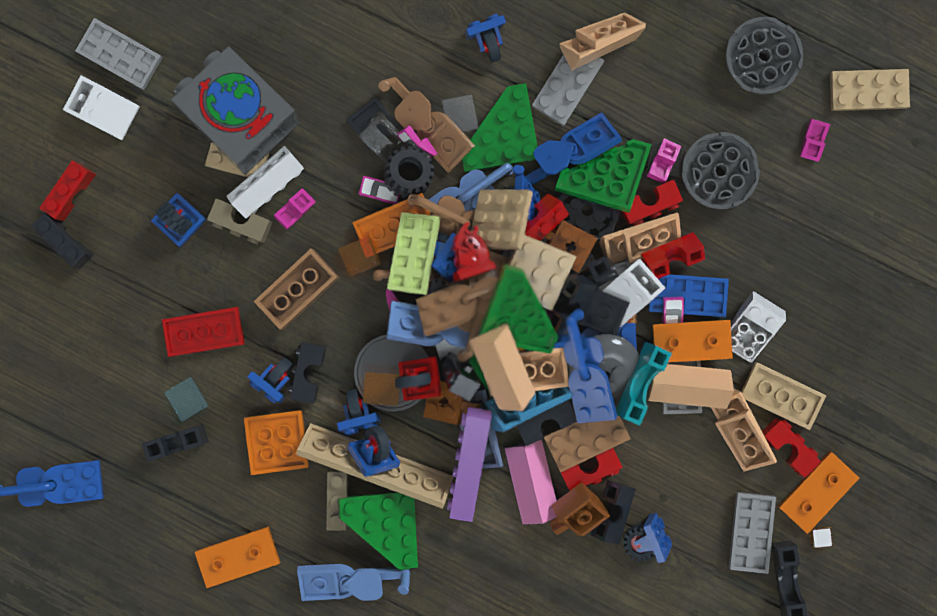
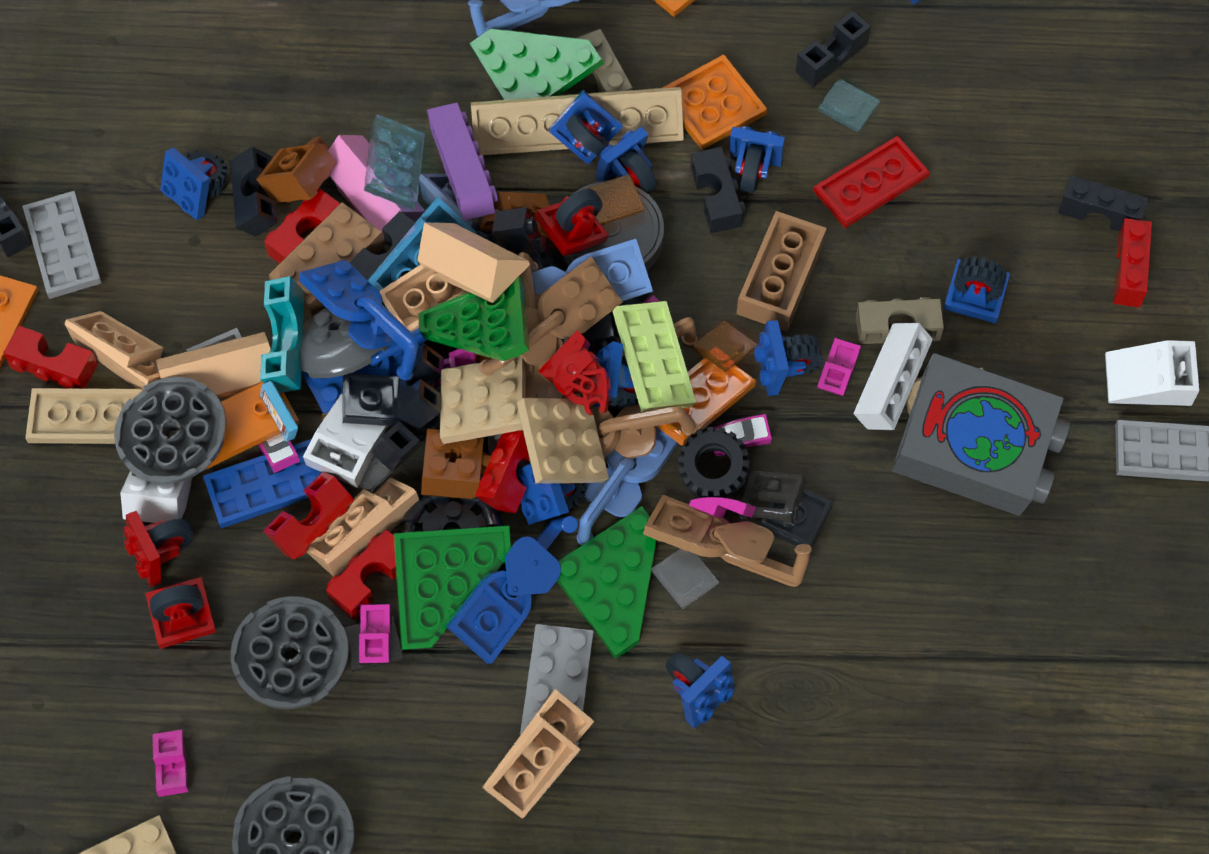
camera: 155 degrees right, 25 degrees down
(328, 225) = (785, 356): none -> blue plate
(512, 487) = (394, 162): none -> clear light blue plate
(666, 333) = (278, 411): none -> medium azure tile
(757, 350) = (156, 412): none -> dark grey brick
(773, 232) = (180, 612): none -> plate
(782, 279) = (155, 544): none -> red plate

